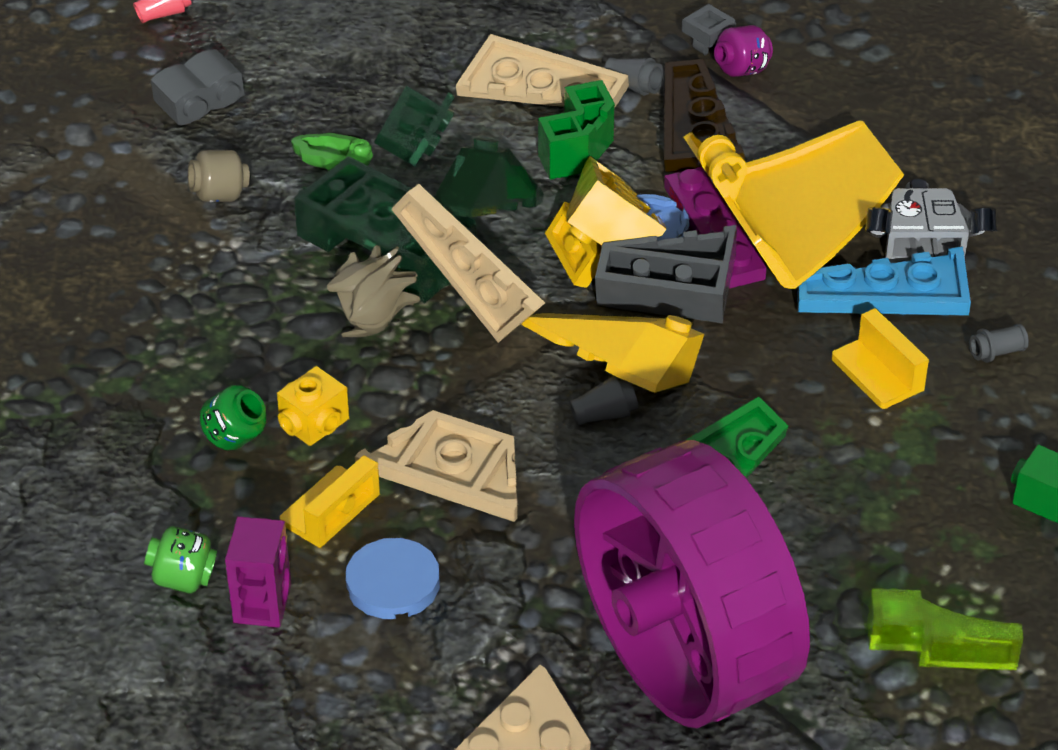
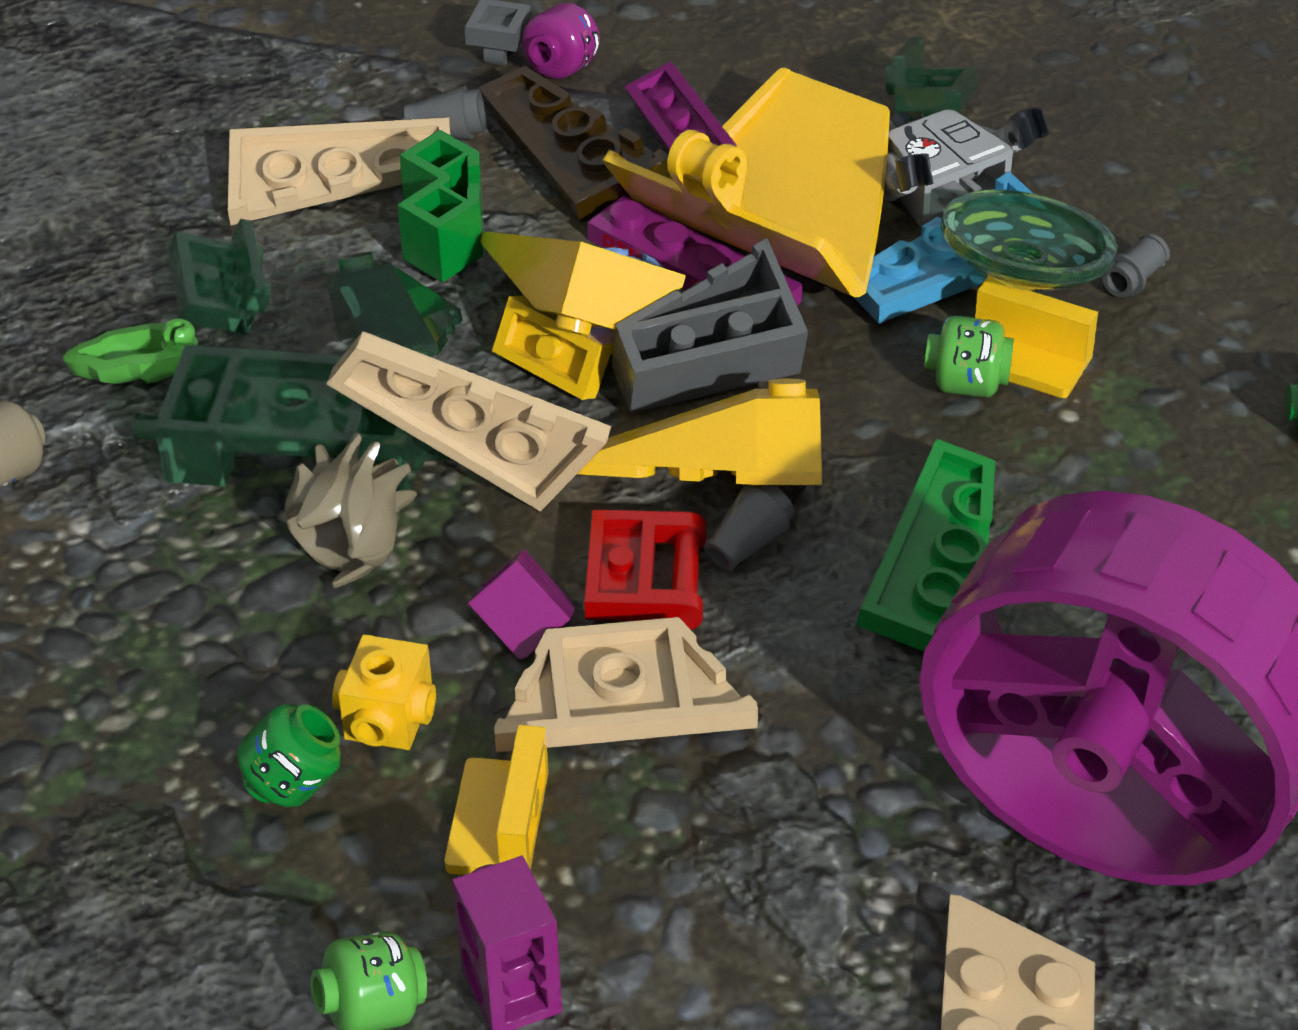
camera: 30 degrees left, 0 degrees up
(392, 578) = (664, 873): medium blue tile -> none
(433, 387) = (521, 604): none -> magenta panel
(513, 392) = (623, 566): none -> red plate
(770, 134) = (673, 107): none -> magenta plate
(828, 355) = (970, 356): none -> bright green head
(918, 292) = (1028, 239): none -> clear green dish
(950, 165) = (927, 87): none -> clear green bracket

